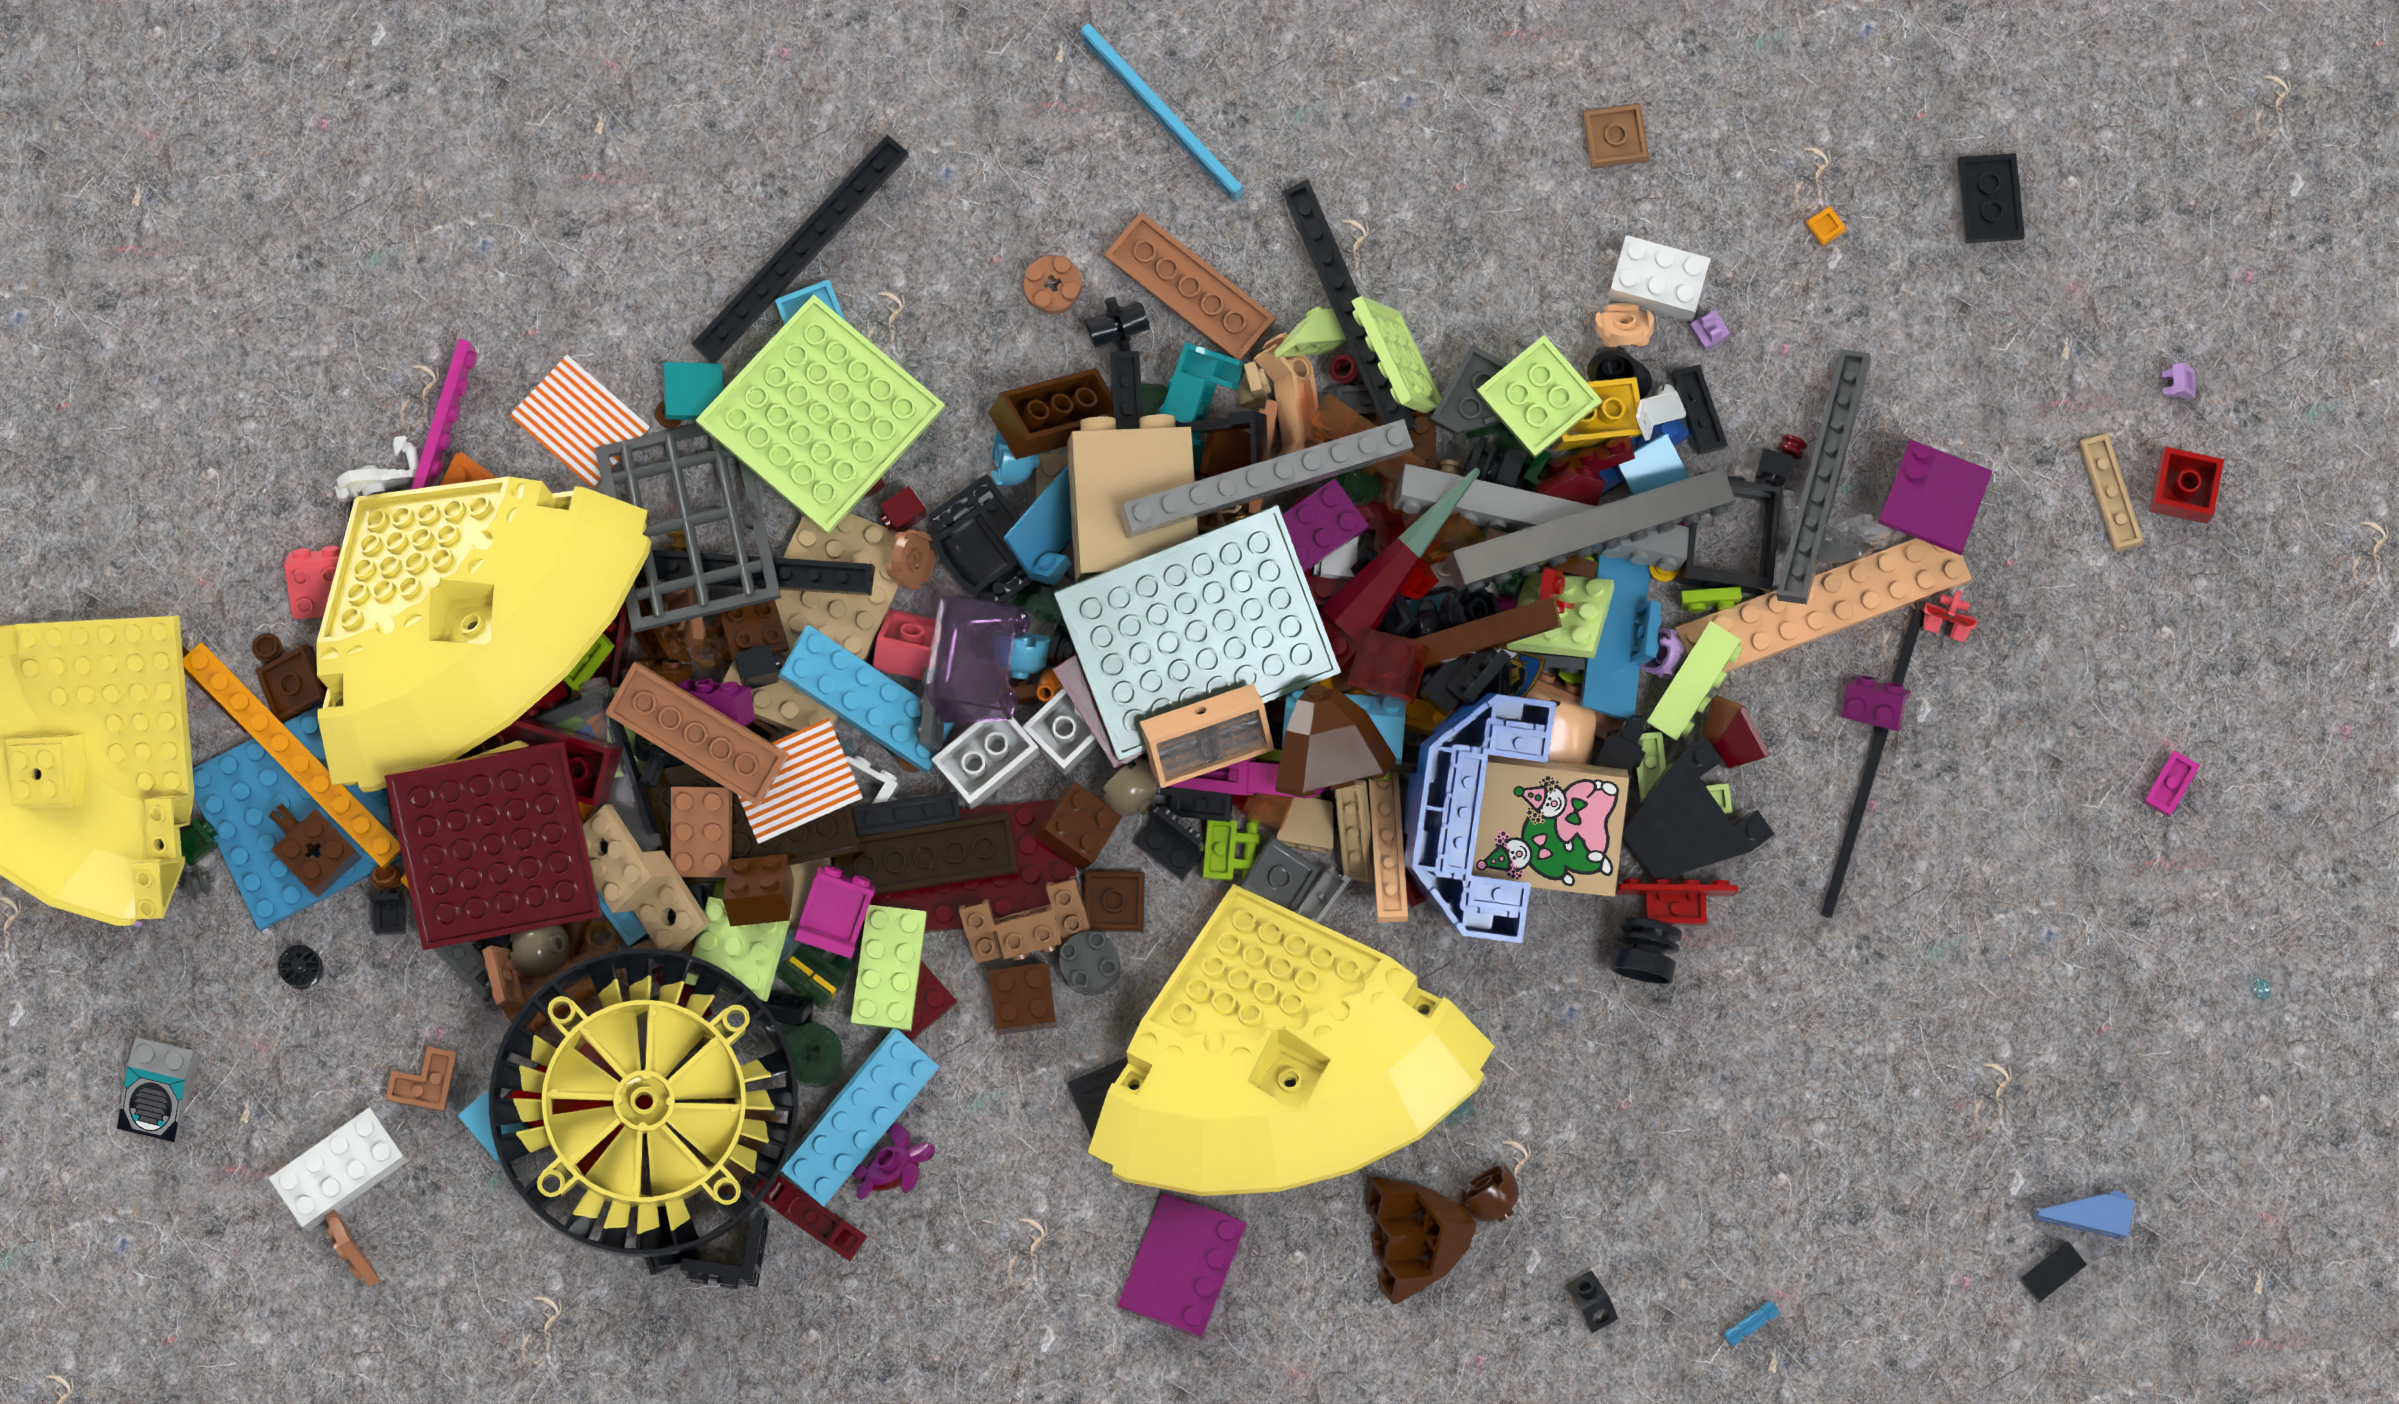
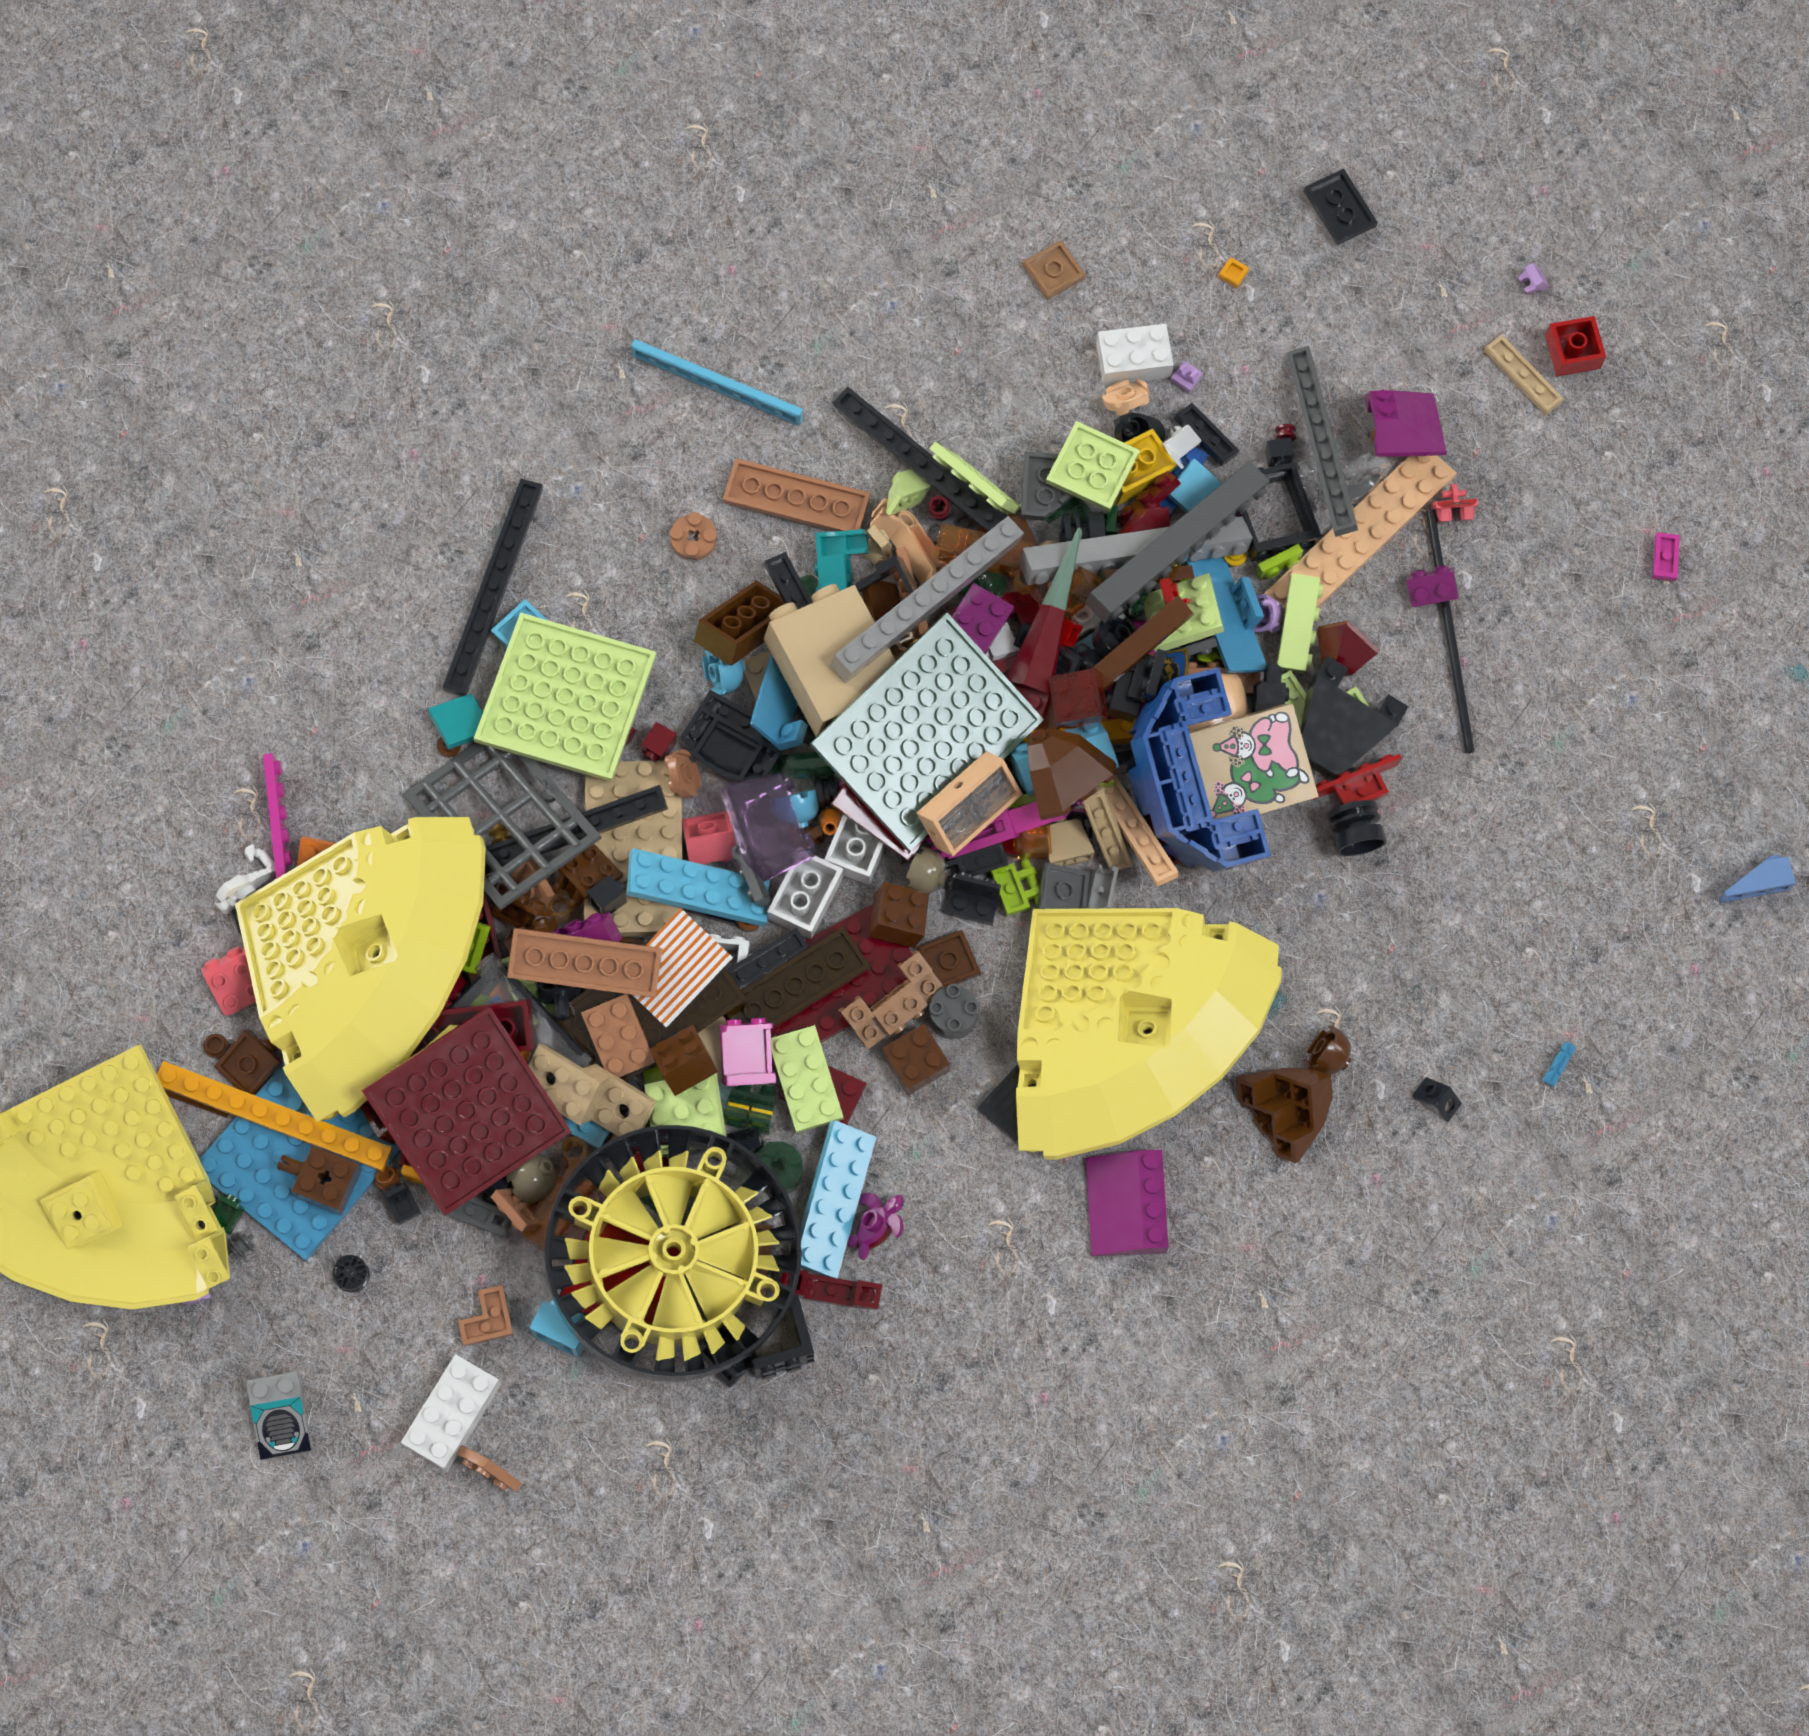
camera: 30 degrees left, 5 degrees down
(574, 415) = (377, 777): sticker -> none
(576, 934) = (555, 1154): reddish brown cone -> none
(1117, 324) = (756, 544): black pin -> none
(2053, 1272) = (1753, 933): black tile -> none

